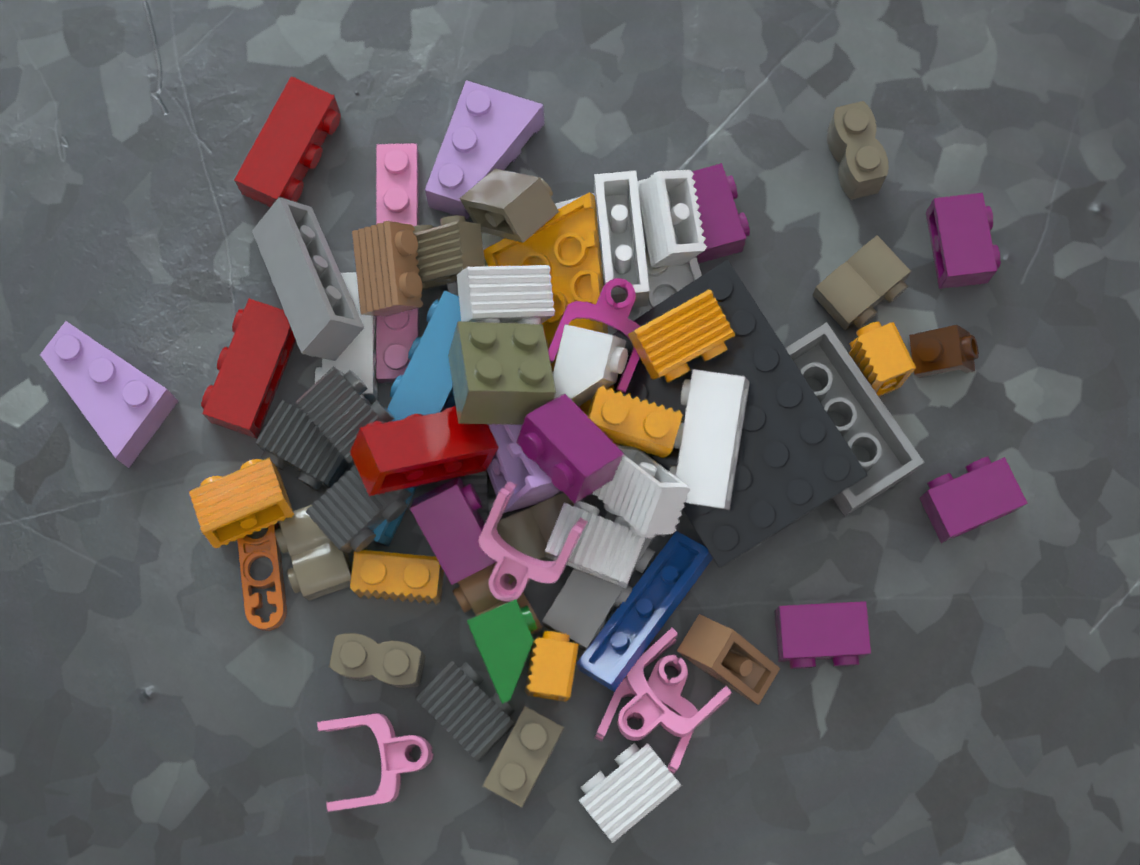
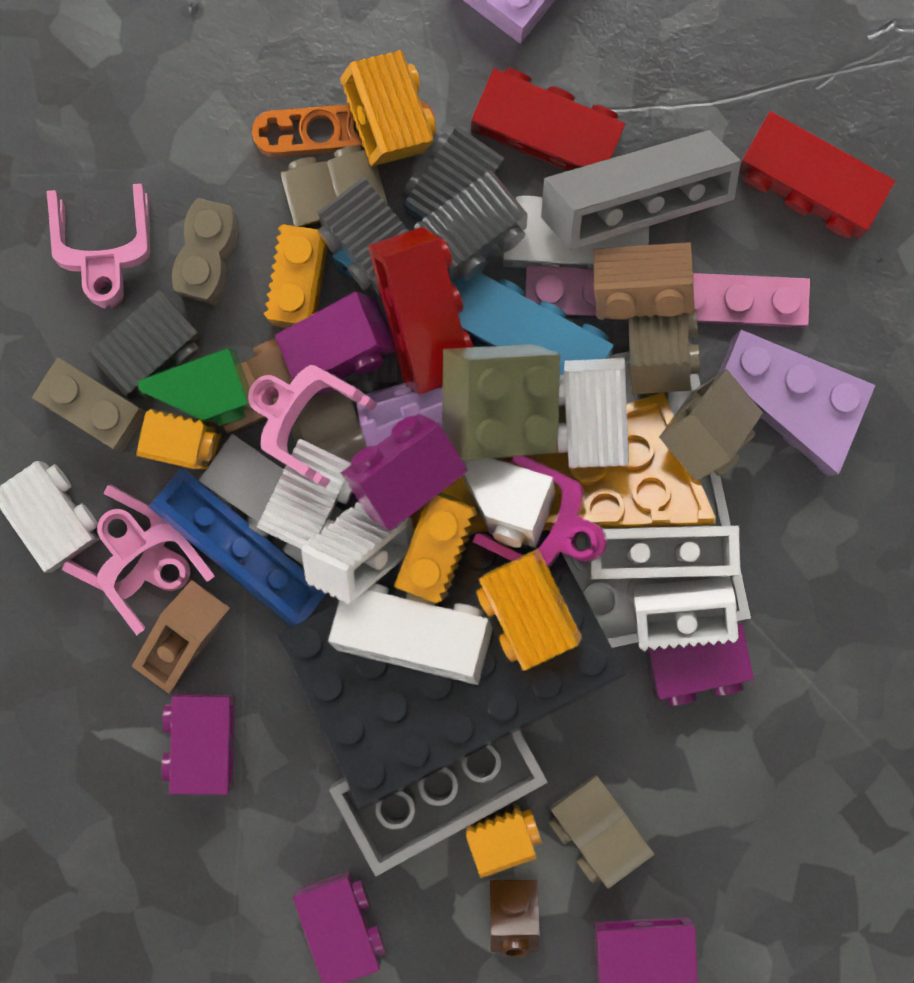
camera: 90 degrees right, 10 degrees up
(854, 146) = (777, 838): dark tan brick -> none

